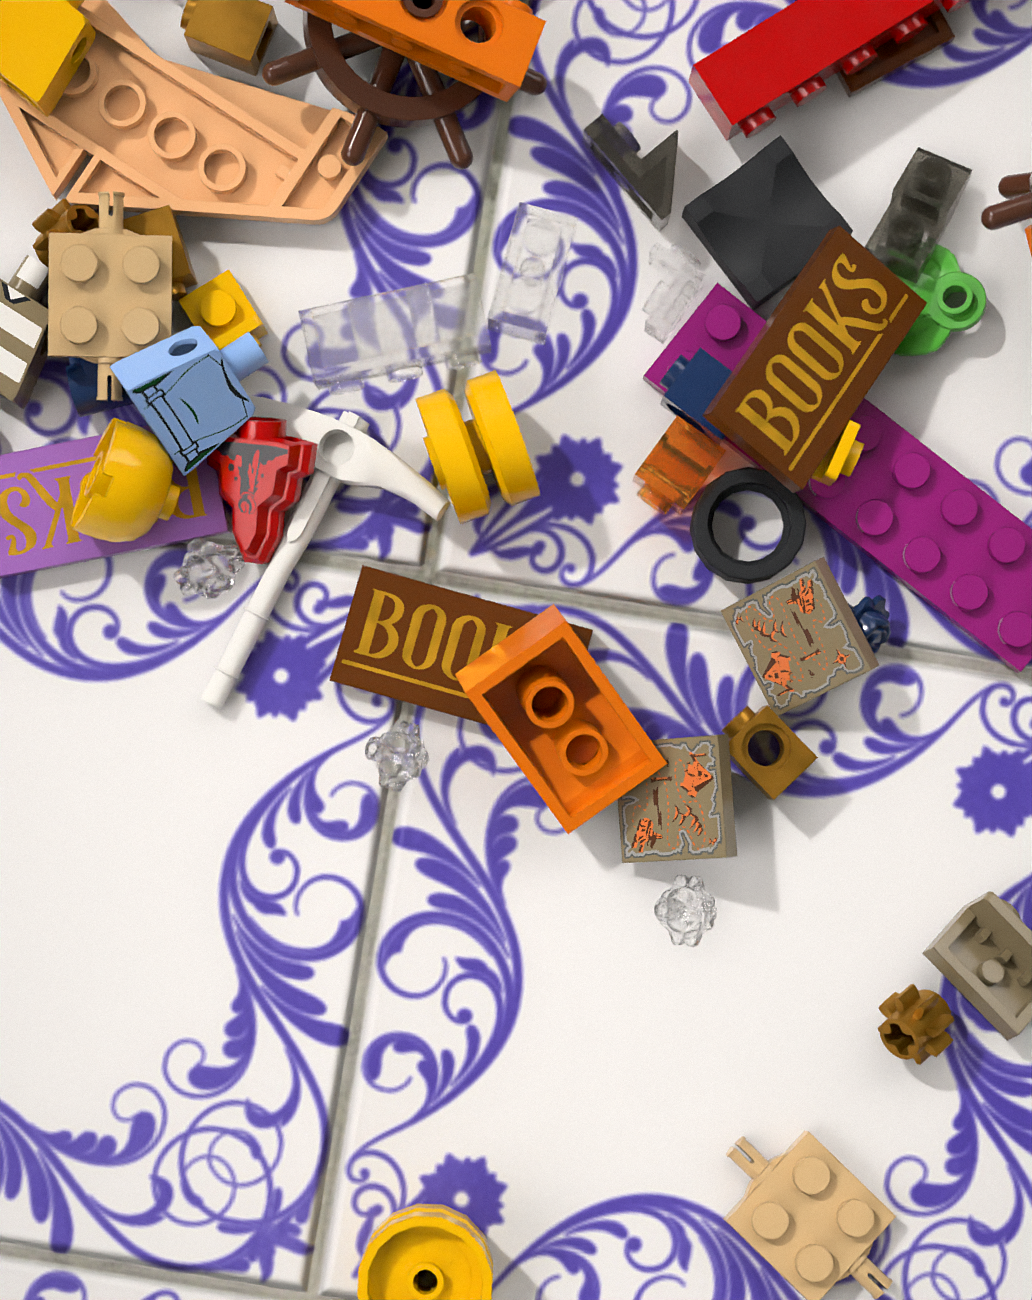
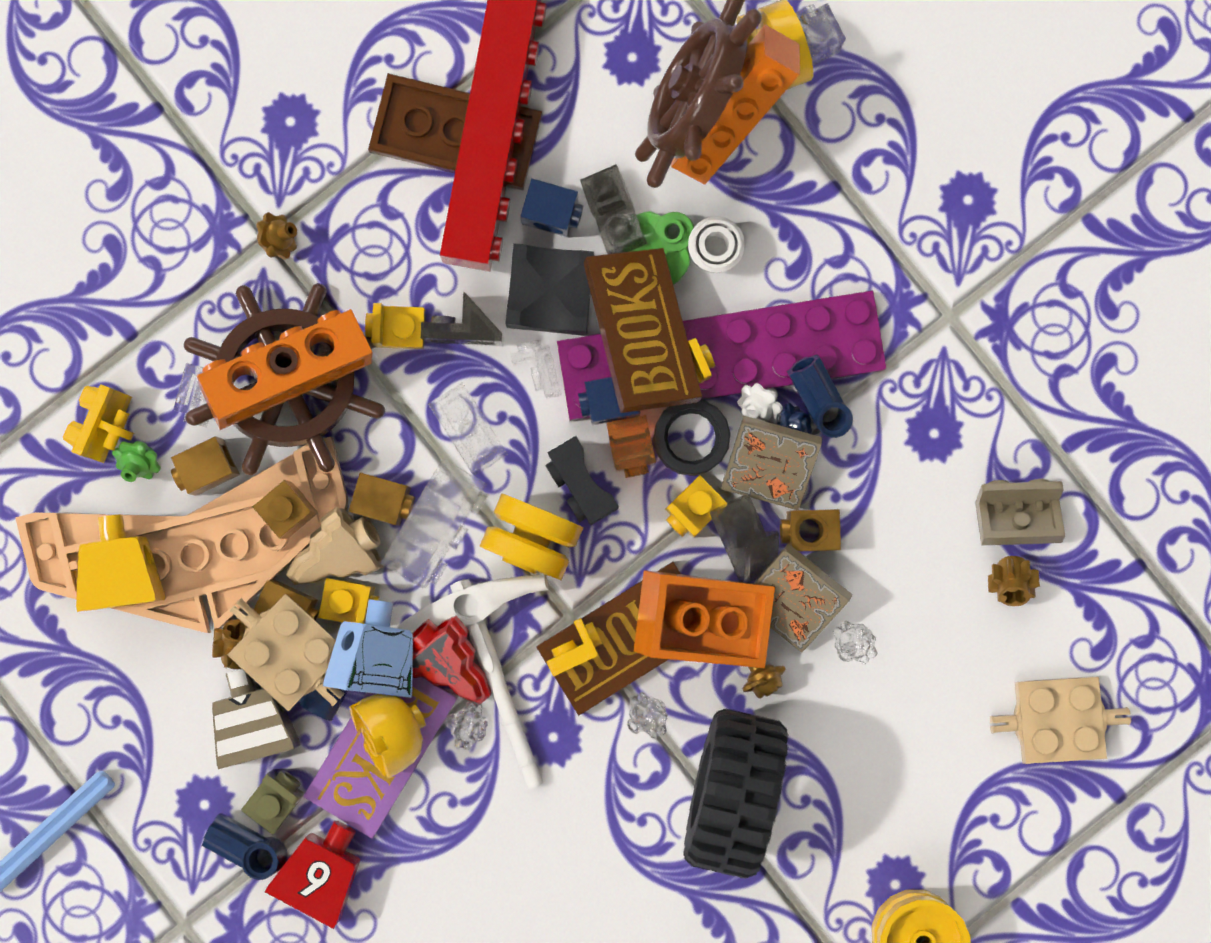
camera: 55 degrees left, 0 degrees up
(262, 153) = (285, 509): none -> pearl gold brick
(272, 252) = (337, 549): none -> tan rock
(368, 249) = (381, 499): none -> pearl gold brick
(387, 608) = (568, 655): none -> yellow bracket
(402, 921) = (736, 793): none -> black tyre
(553, 847) = (764, 680): none -> pearl gold plant
(570, 93) = (395, 326): none -> yellow bracket
(590, 421) = (569, 468): none -> black brick
(673, 600) = (692, 508): none -> yellow bracket
(690, 685) = (744, 538): none -> clear smoke slope
(855, 566) = (760, 403): none -> white plant
(857, 143) = (551, 208): none -> dark blue brick
(923, 621) = (820, 395): none -> dark blue piece
(984, 357) = (716, 244): none -> white brick

